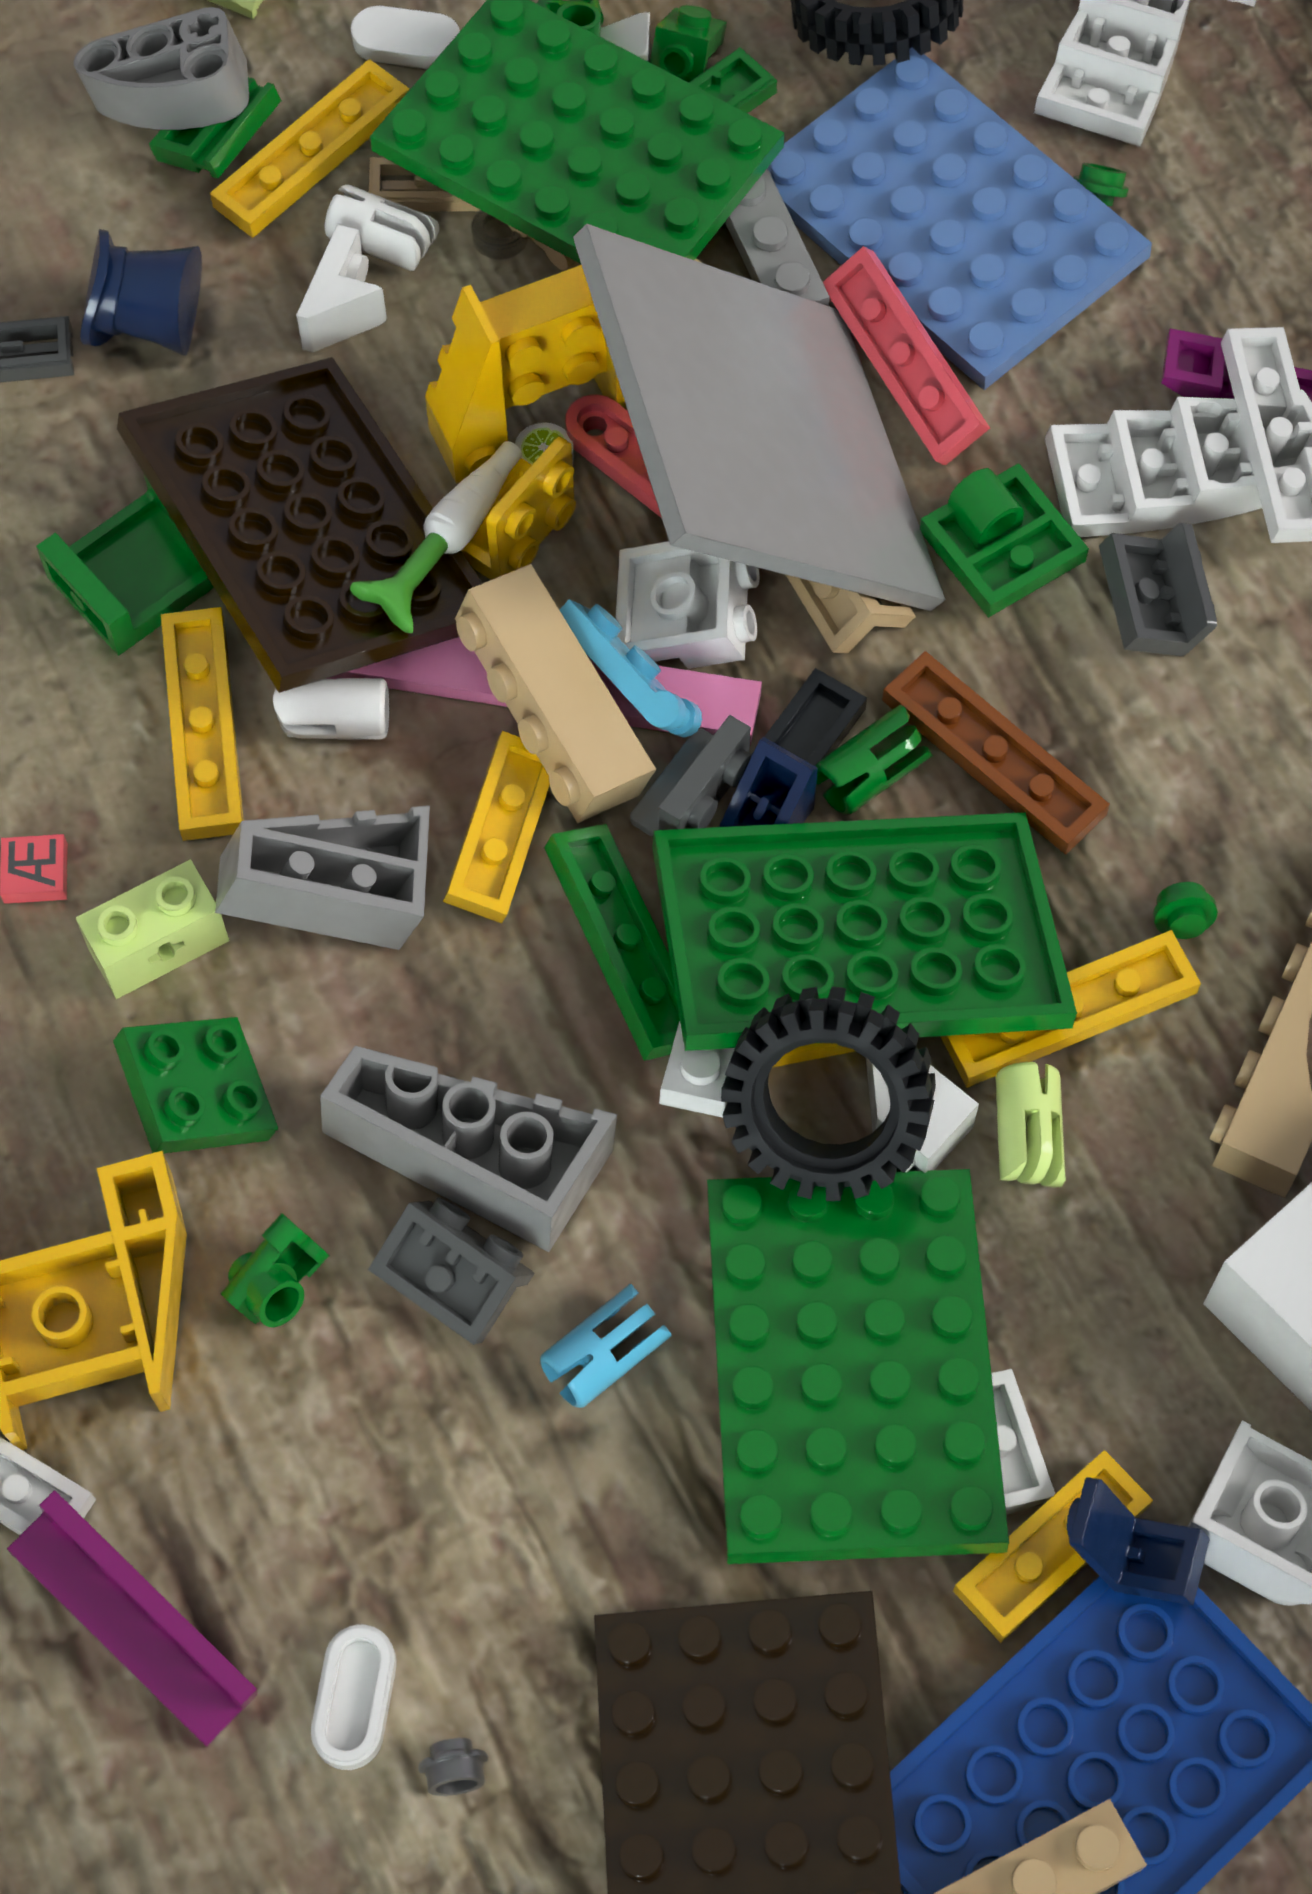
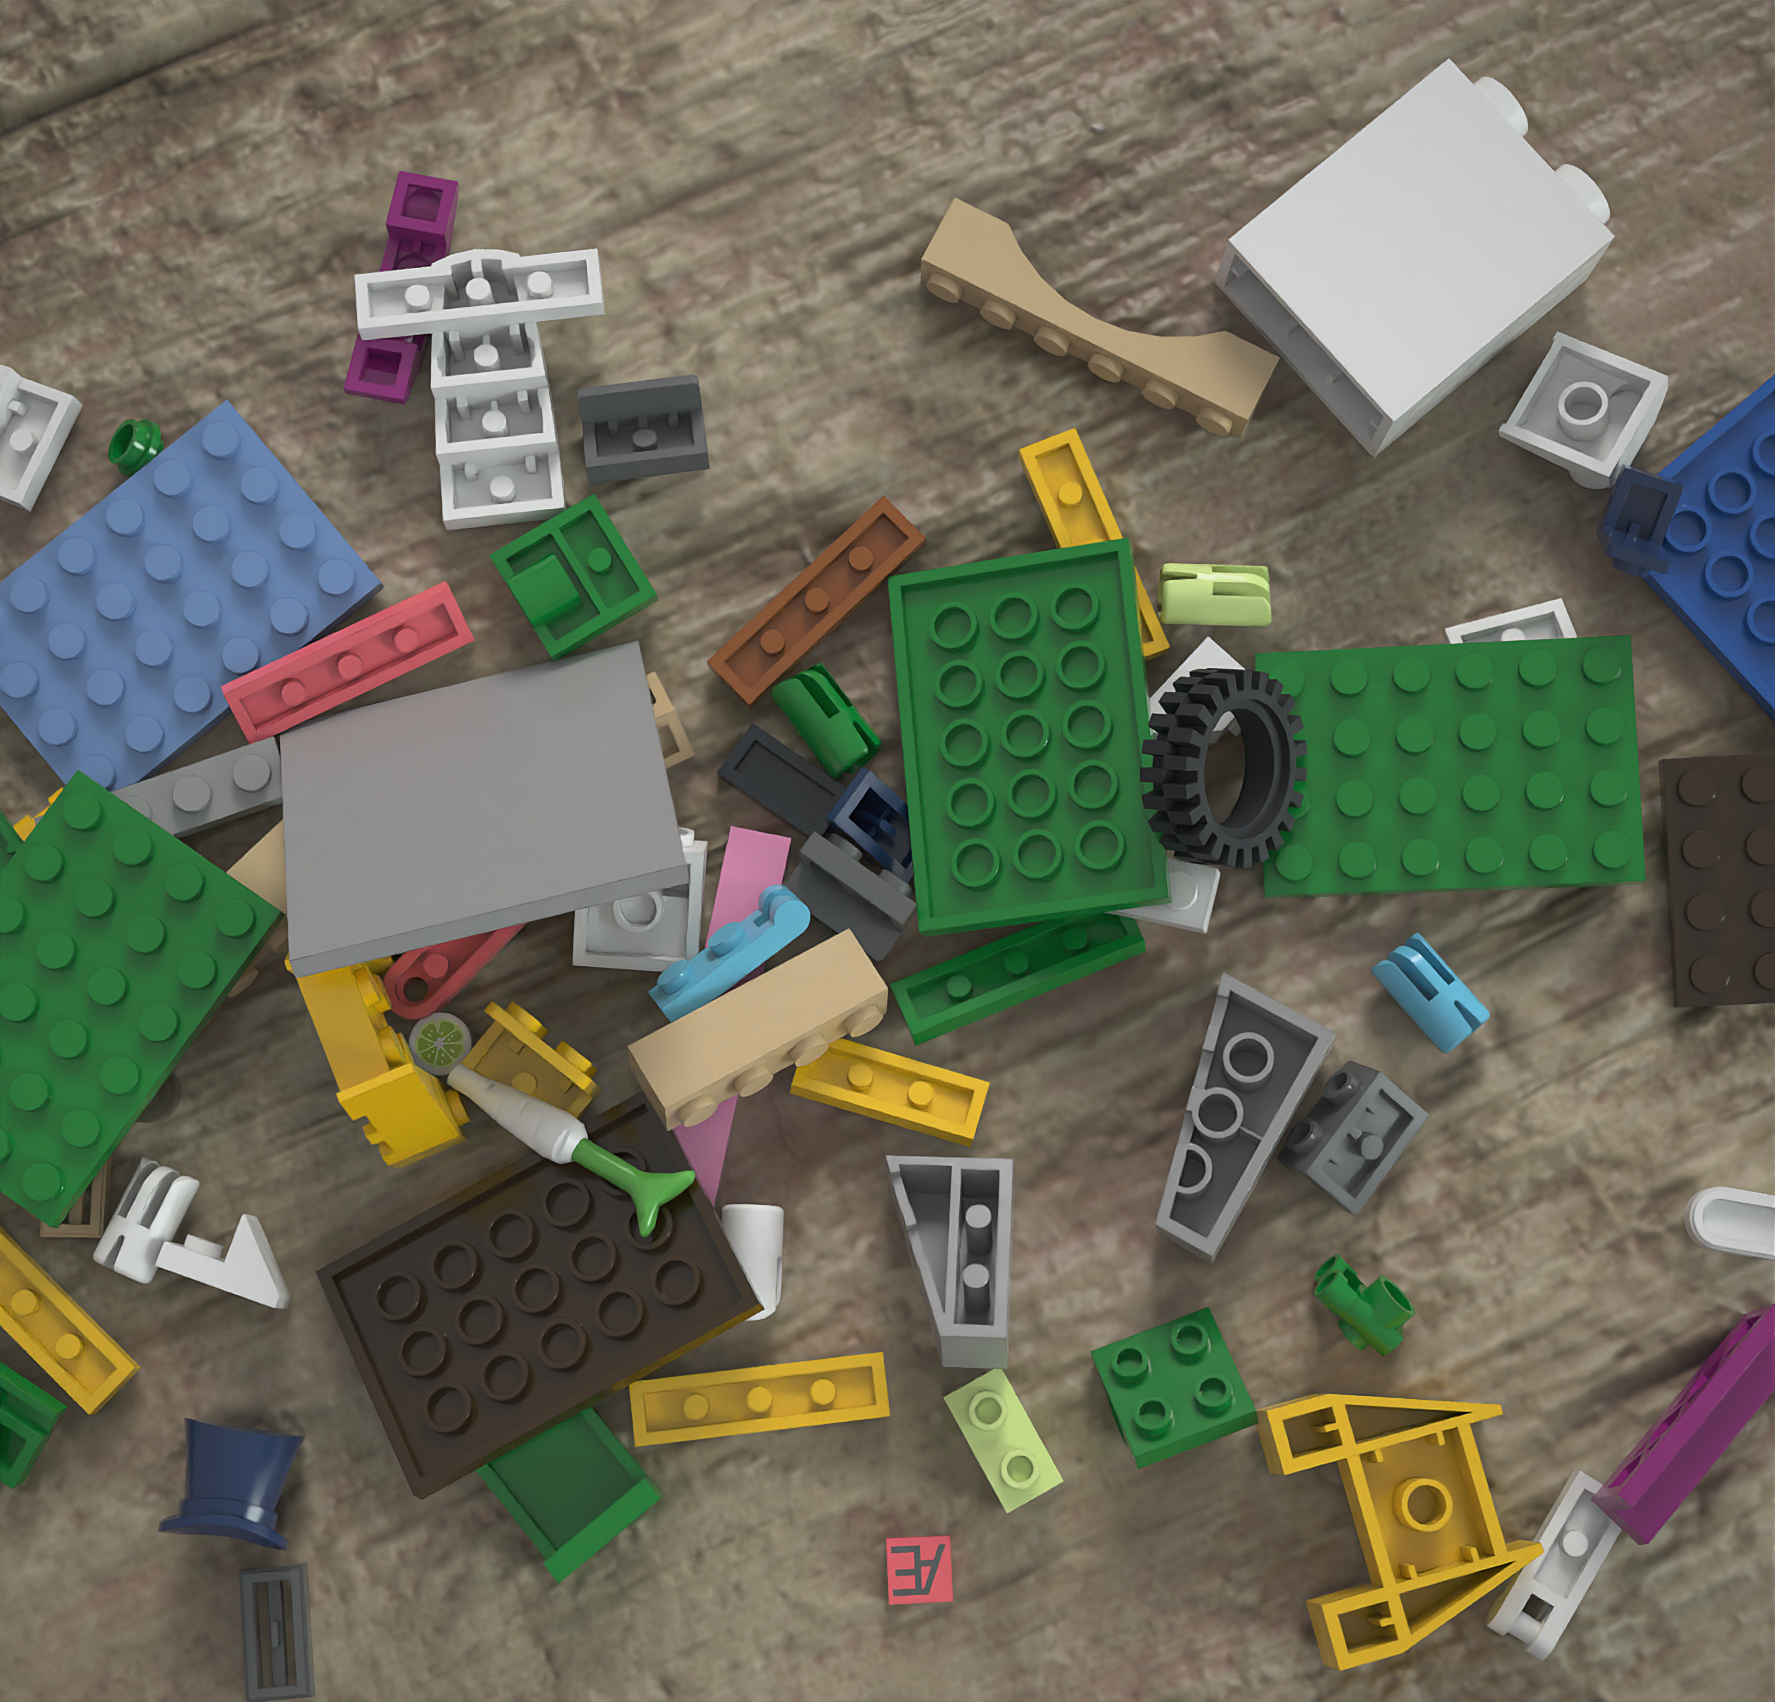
camera: 90 degrees left, 15 degrees up
(1039, 1558) = (1607, 600): yellow plate -> none
(1184, 910) = (995, 436): green plate -> none

